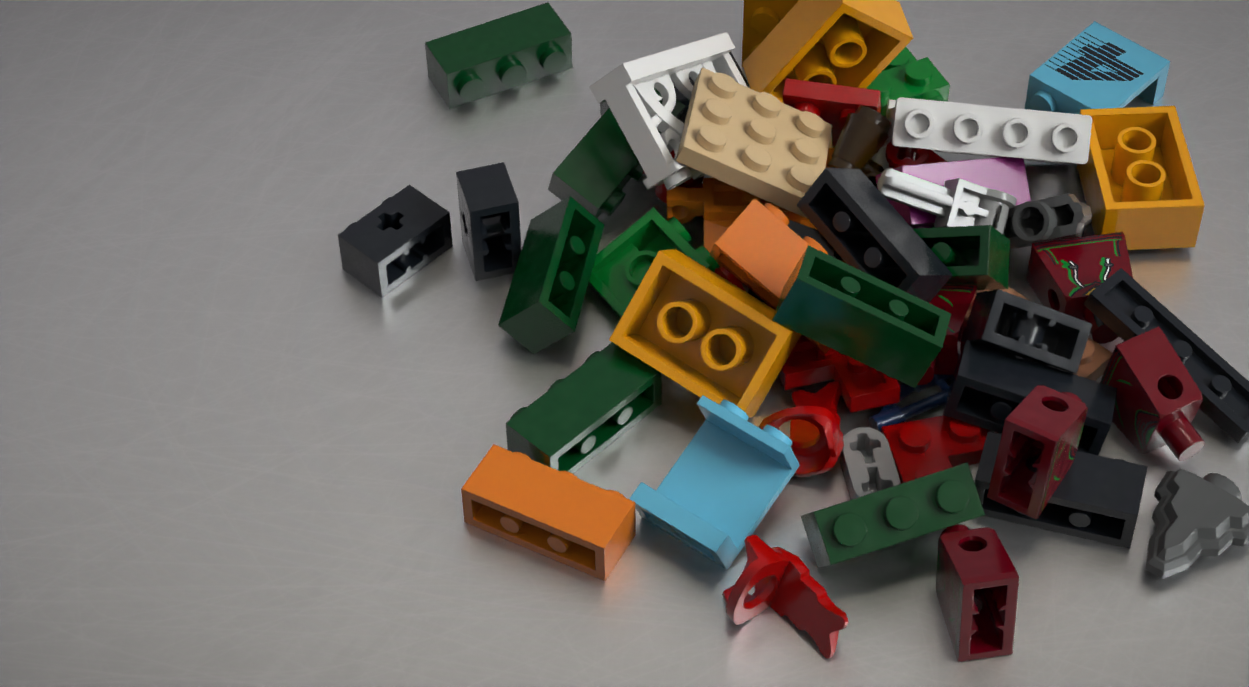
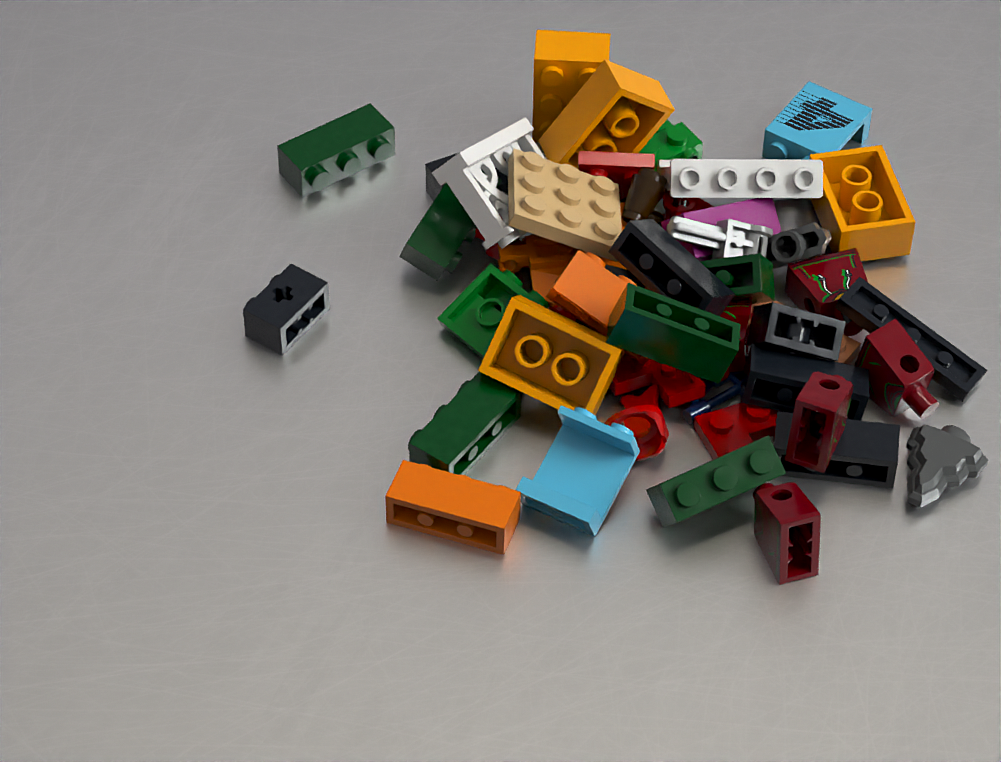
camera: 10 degrees left, 0 degrees up
(489, 220) = (362, 286): black brick -> none
(552, 275) = (419, 324): dark green brick -> none
(787, 588) = (644, 542): red hair -> none
(857, 473) = (680, 453): light grey beam -> none

